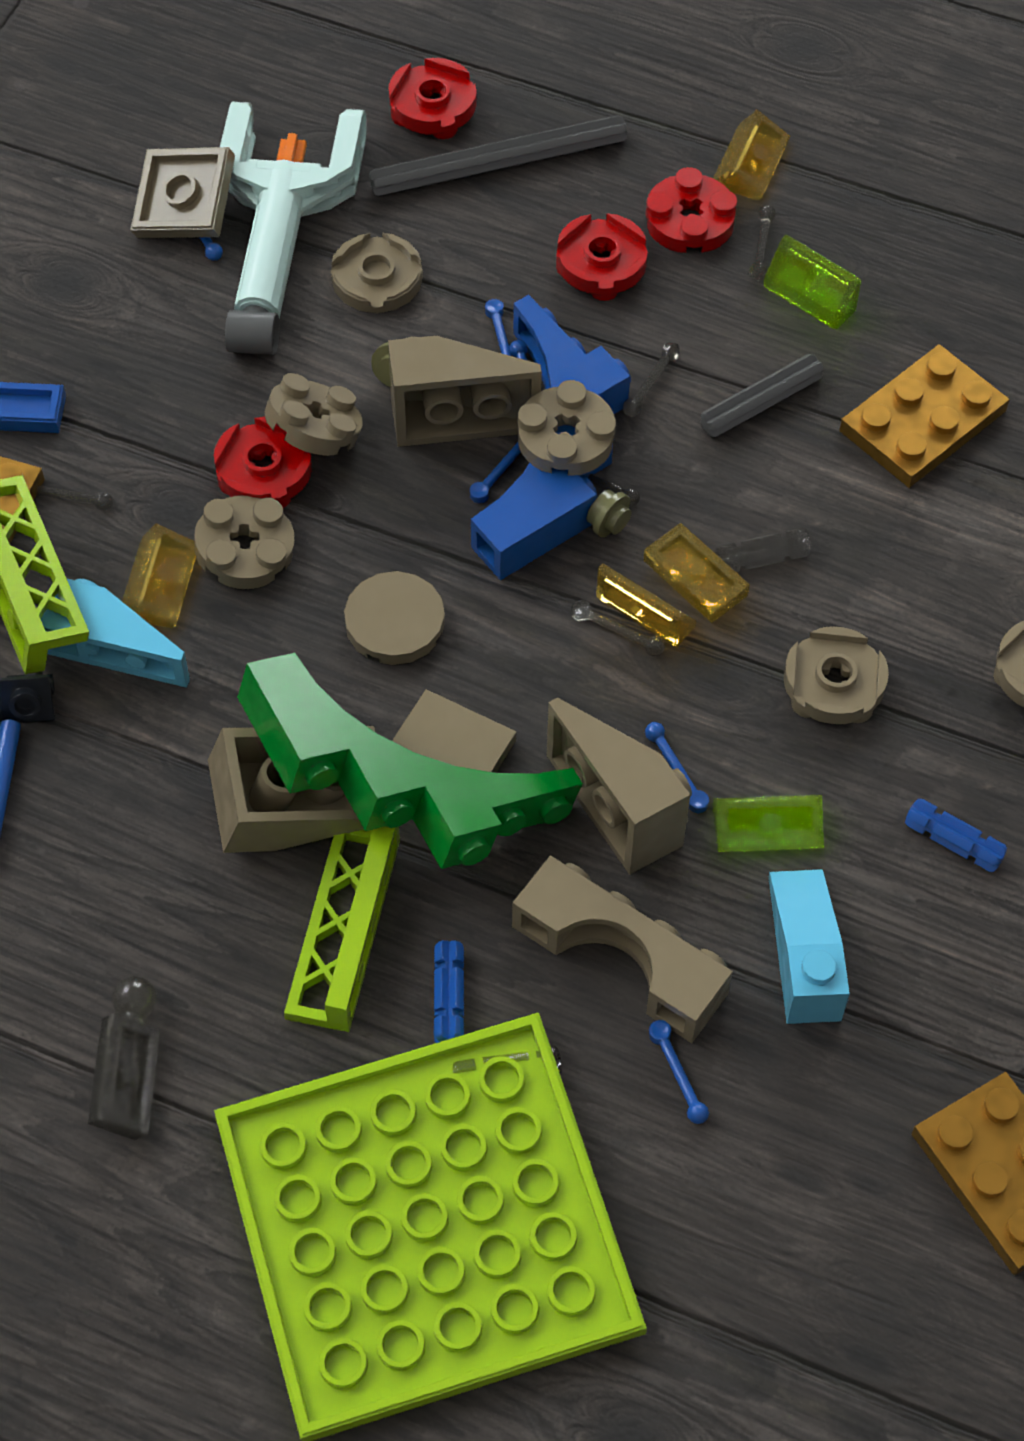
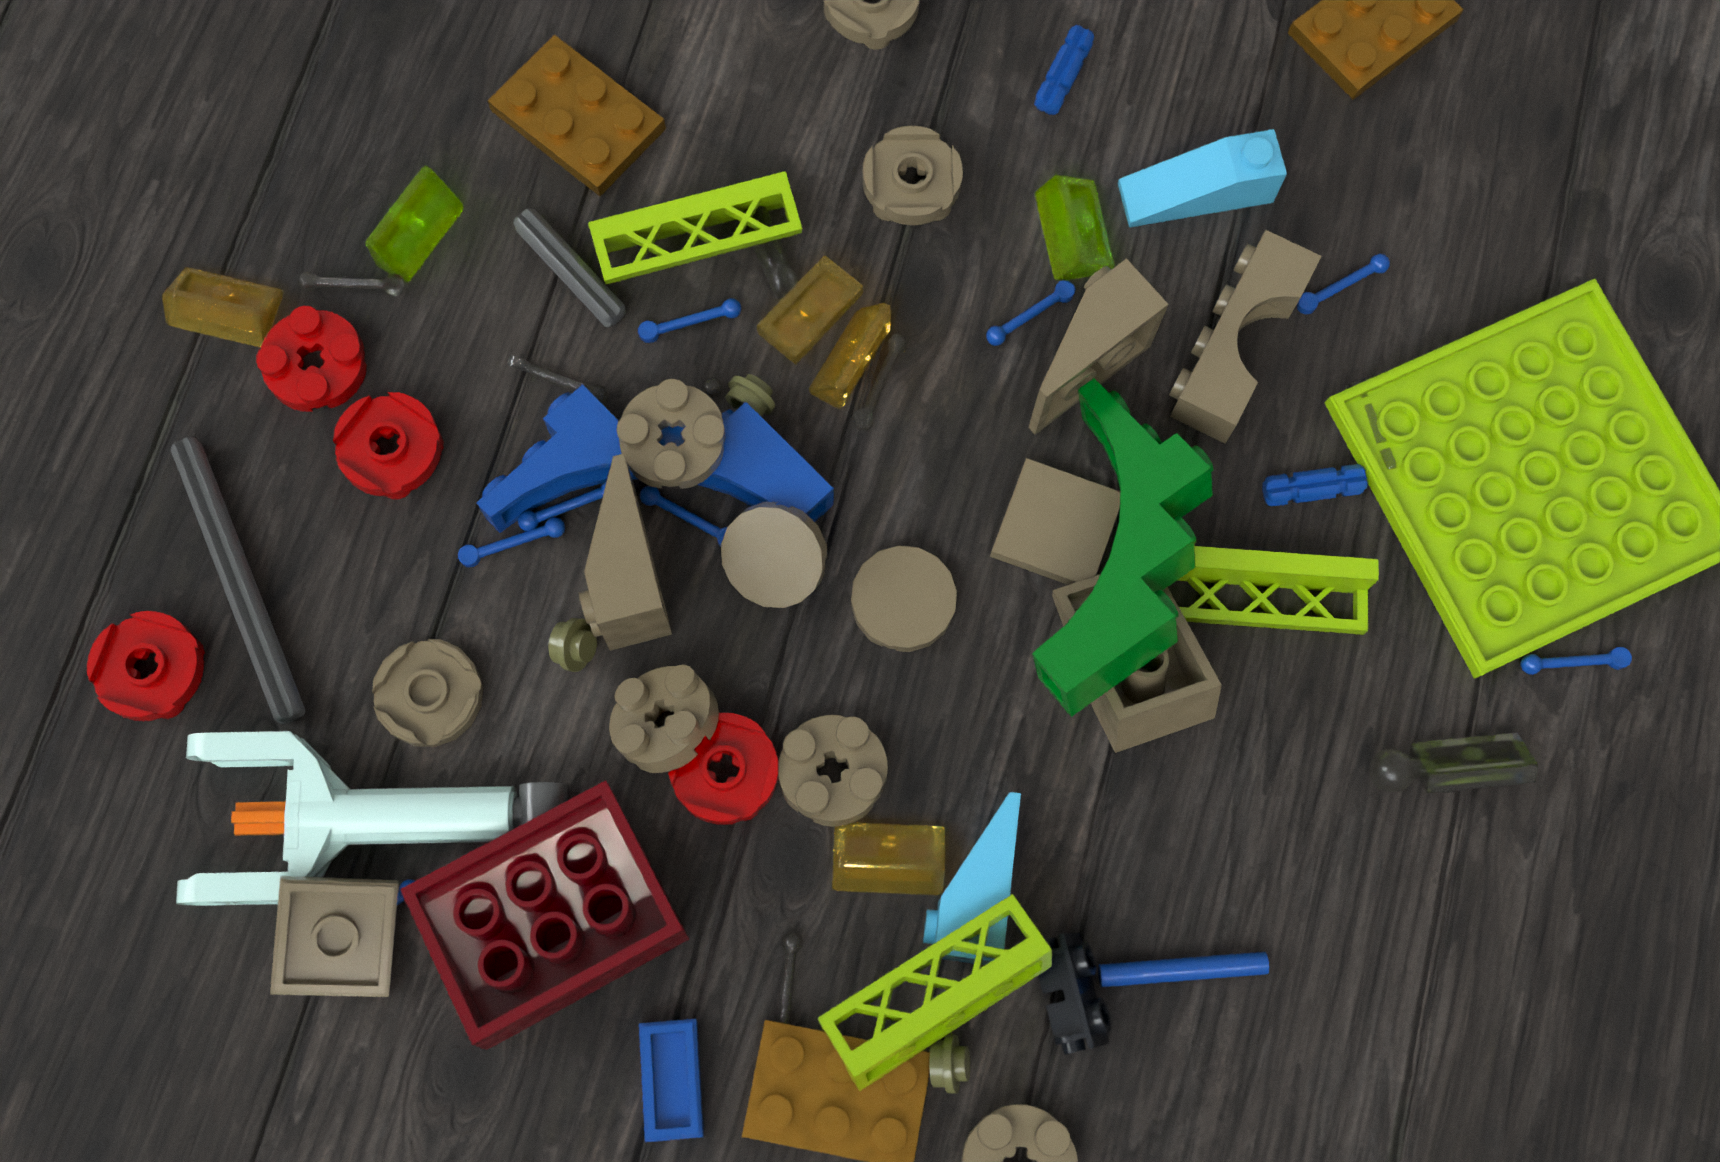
camera: 100 degrees left, 15 degrees up
(161, 319) = (543, 916): none -> dark red slope
(207, 1265) = (1616, 659): none -> blue hinge
(447, 507) = (774, 554): none -> dark tan tile
(693, 453) = (649, 331): none -> blue hinge
(802, 484) = (693, 215): none -> lime fence

